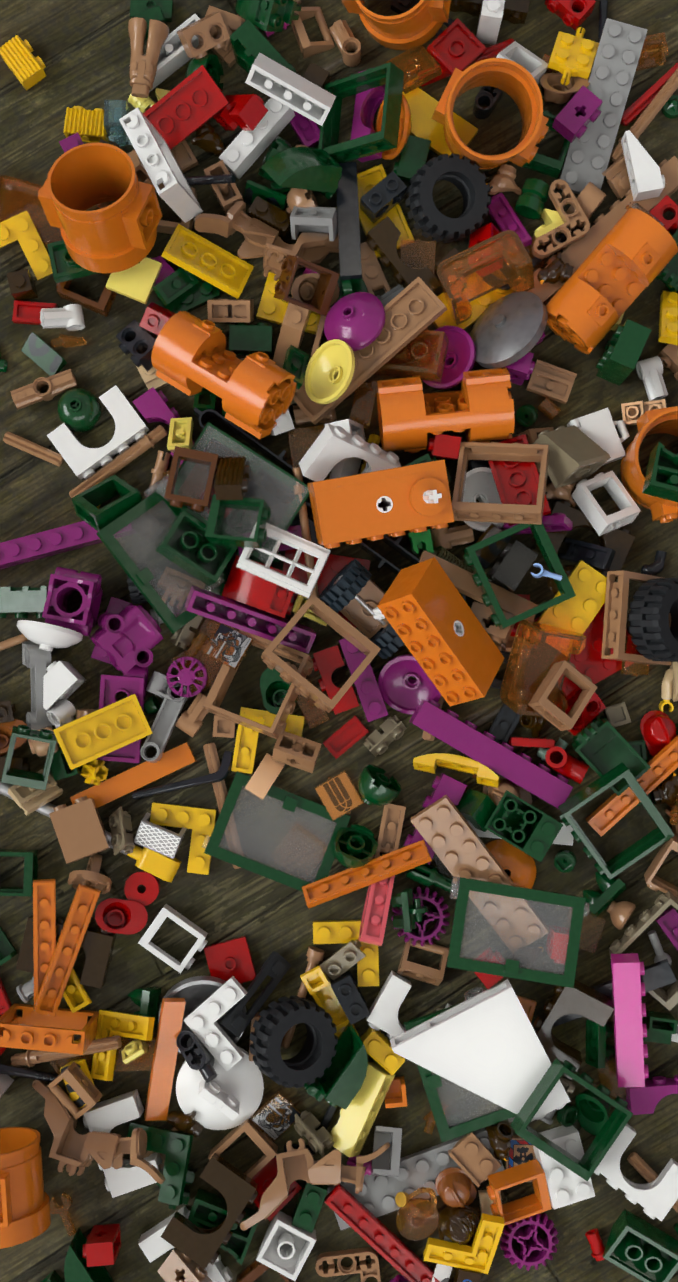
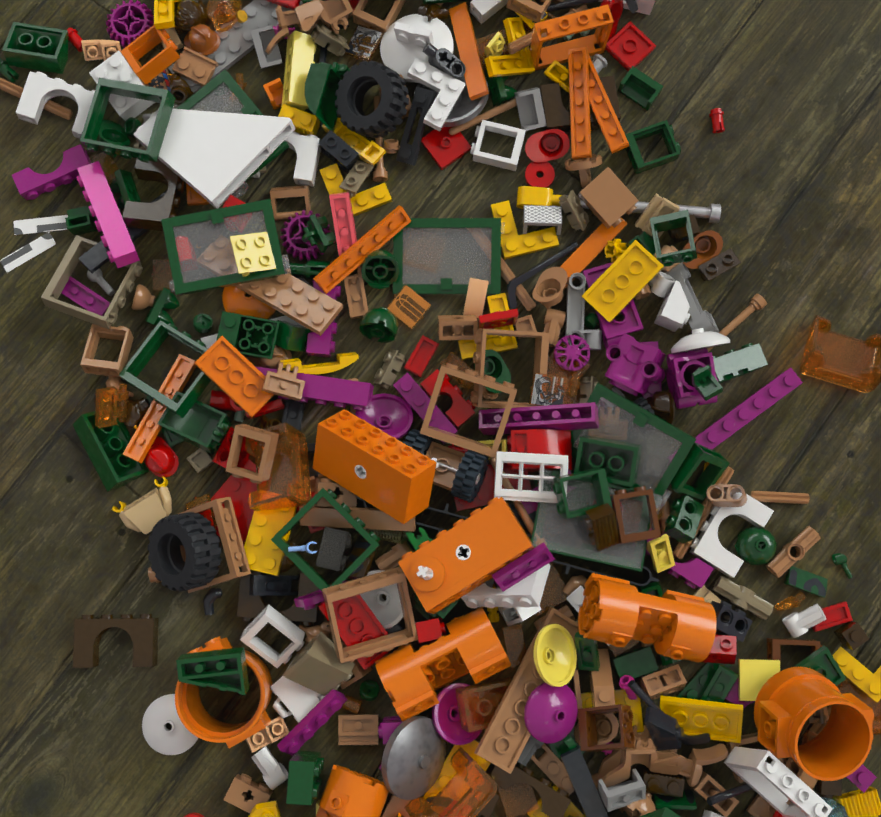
camera: 165 degrees right, 5 degrees down
(62, 584) = (706, 383): none -> dark green bracket
(88, 467) = (726, 499): none -> medium nougat beam
(114, 363) = (743, 597): none -> dark tan piece
(115, 585) = (663, 405): none -> dark brown piece
(122, 965) = (530, 109): none -> light grey panel
(127, 981) = (484, 116): none -> medium nougat piece
(138, 459) = (683, 519): none -> dark green brick
(180, 757) = (550, 286): none -> medium nougat piece
(235, 257) = (688, 740): none -> black piece
(249, 263) = (663, 730): none -> black slope
(251, 742) = (498, 319): none -> red plate
(266, 319) = (624, 680): none -> dark pink pin
(277, 441) = (574, 583): none -> medium nougat arm
(290, 983) = (391, 145): none -> medium nougat plate
(328, 468) = (523, 567): none -> magenta plate
(487, 911) = (252, 253): none -> light yellow hinge
(503, 757) = (284, 383): none -> medium nougat hinge
(551, 783) = (234, 376): none -> orange tile
(572, 1221) = (99, 49): none -> light nougat slope
(591, 406) = (312, 722): none -> magenta plate

